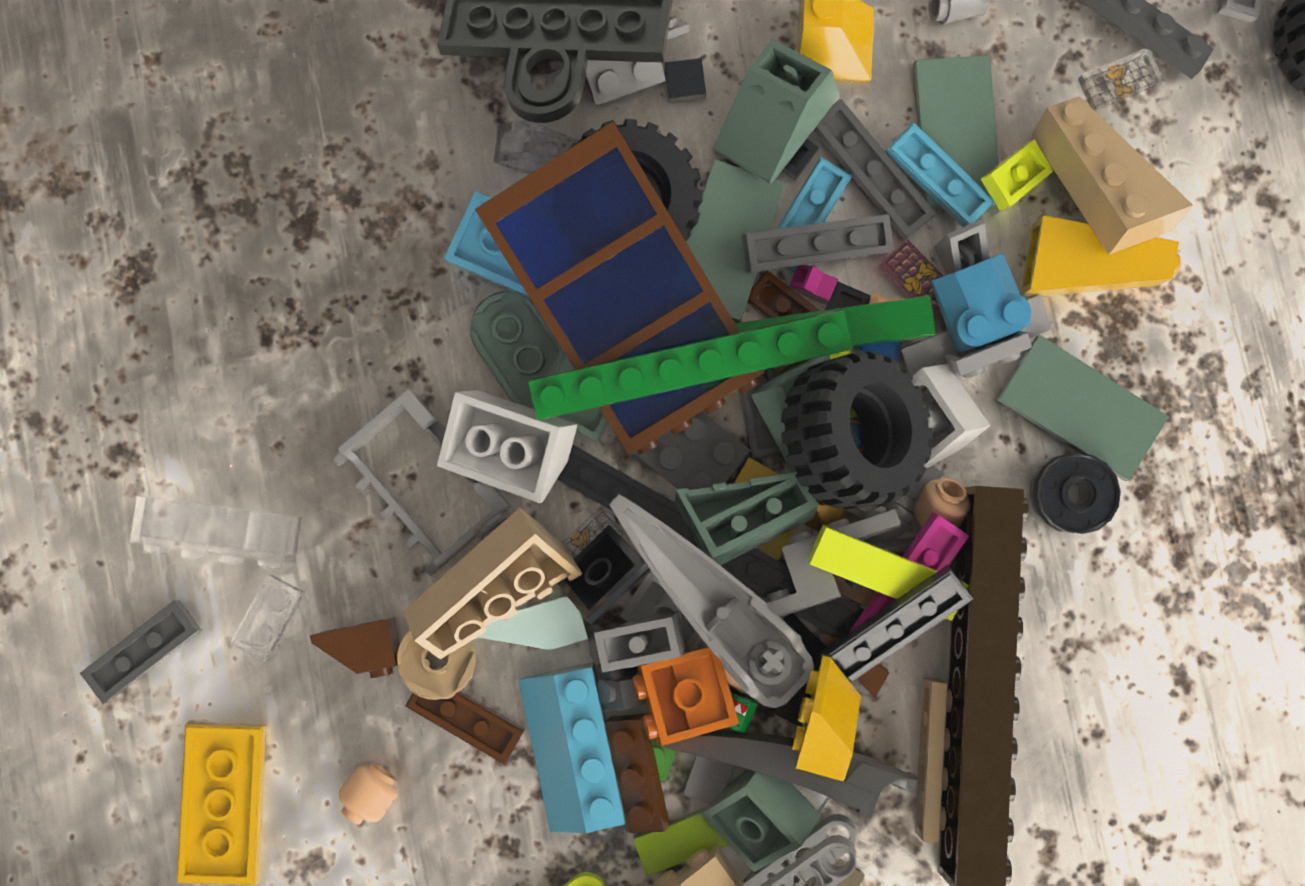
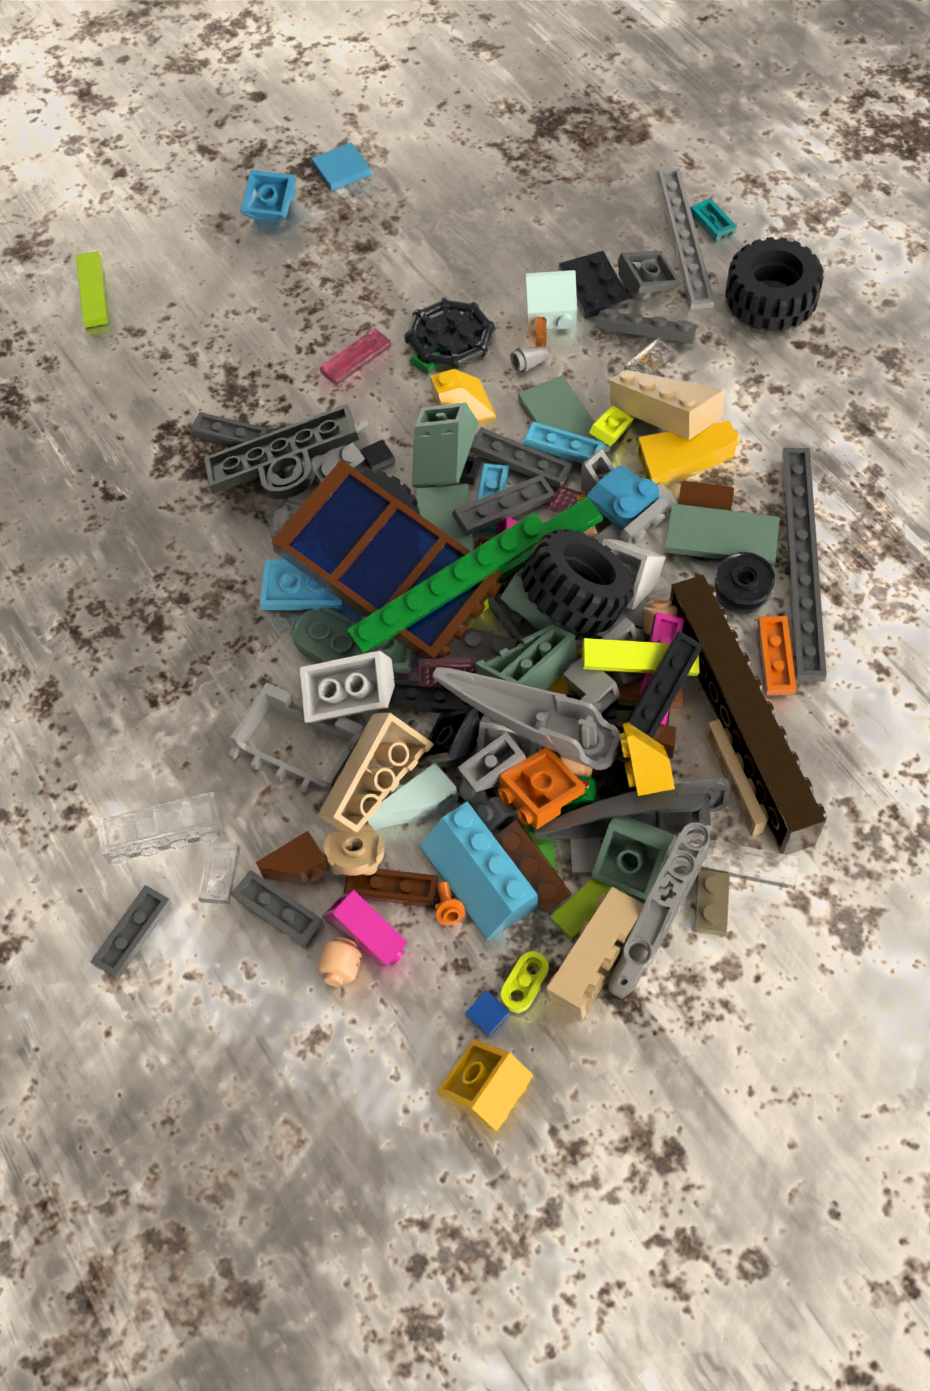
camera: 10 degrees left, 25 degrees down
(221, 804) = (230, 1020): yellow tile -> none
(320, 693) = (277, 908): none -> dark grey plate
(409, 767) = (365, 927): none -> dark pink slope
(521, 780) = (448, 907): none -> orange plate
(641, 472) = (428, 666): none -> clear pink tile
(1063, 613) = (776, 655): none -> orange plate
(1087, 341) = (706, 495): none -> reddish brown slope
(1166, 491) = (803, 566): none -> dark grey plate

